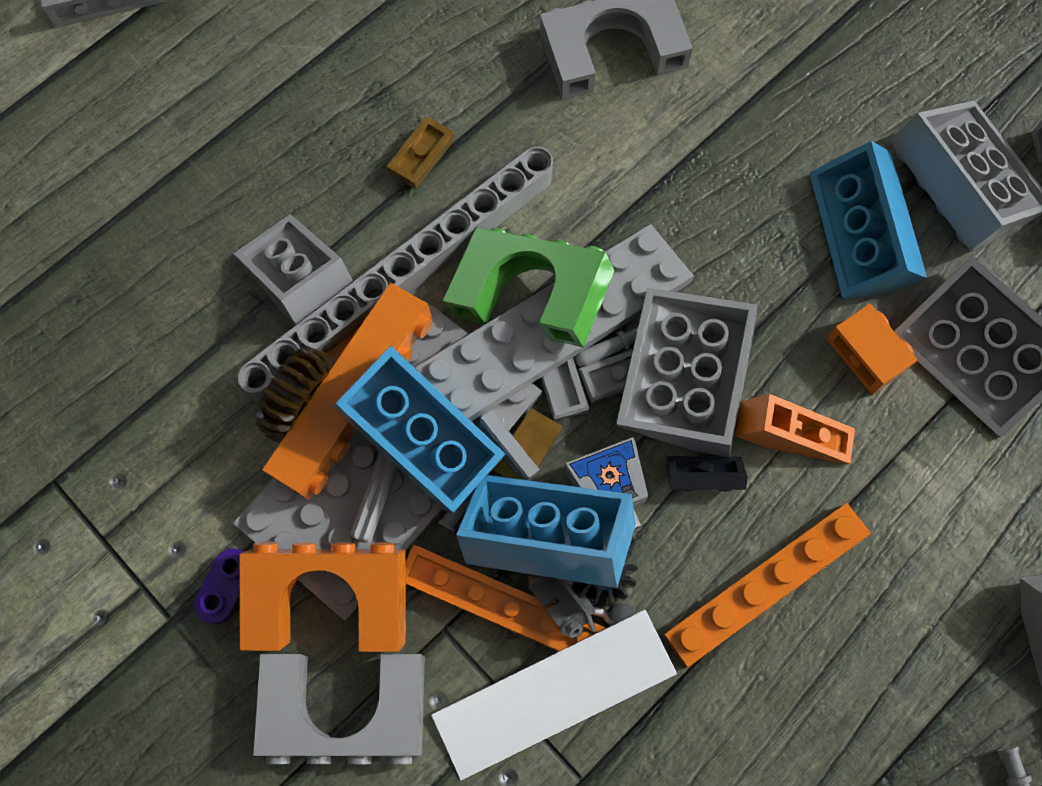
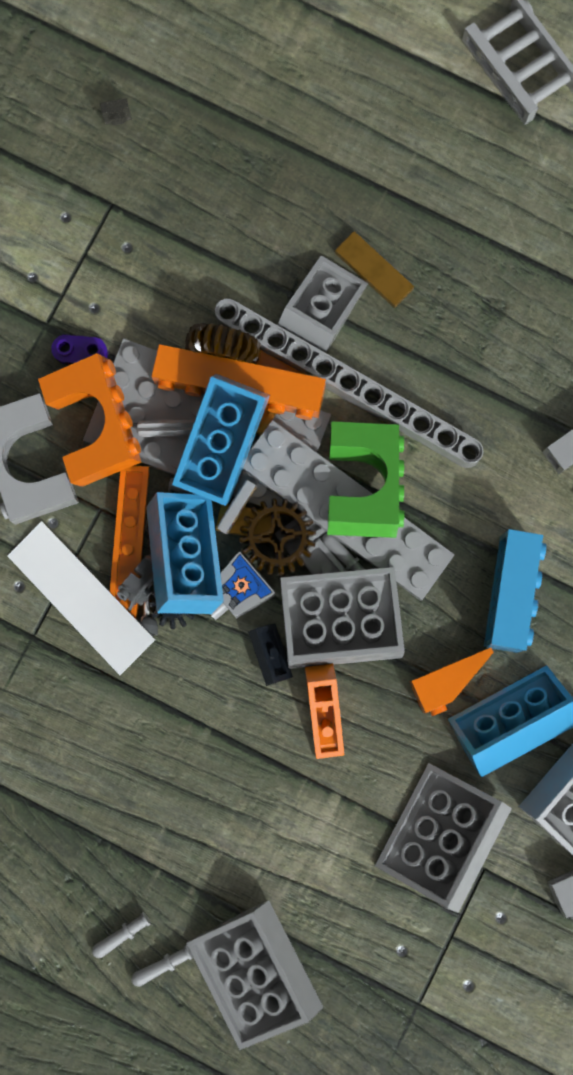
camera: 70 degrees right, 10 degrees up
(276, 201) = (374, 269): none -> pearl gold tile
(421, 152) = (452, 360): pearl gold plate -> none
(549, 408) = (290, 534): none -> dark brown gear
(719, 168) = (514, 591): none -> dark azure brick
(766, 585) = (206, 722): orange plate -> none
(802, 280) = (445, 684): none -> orange slope
(872, 348) = (410, 750): orange brick -> none

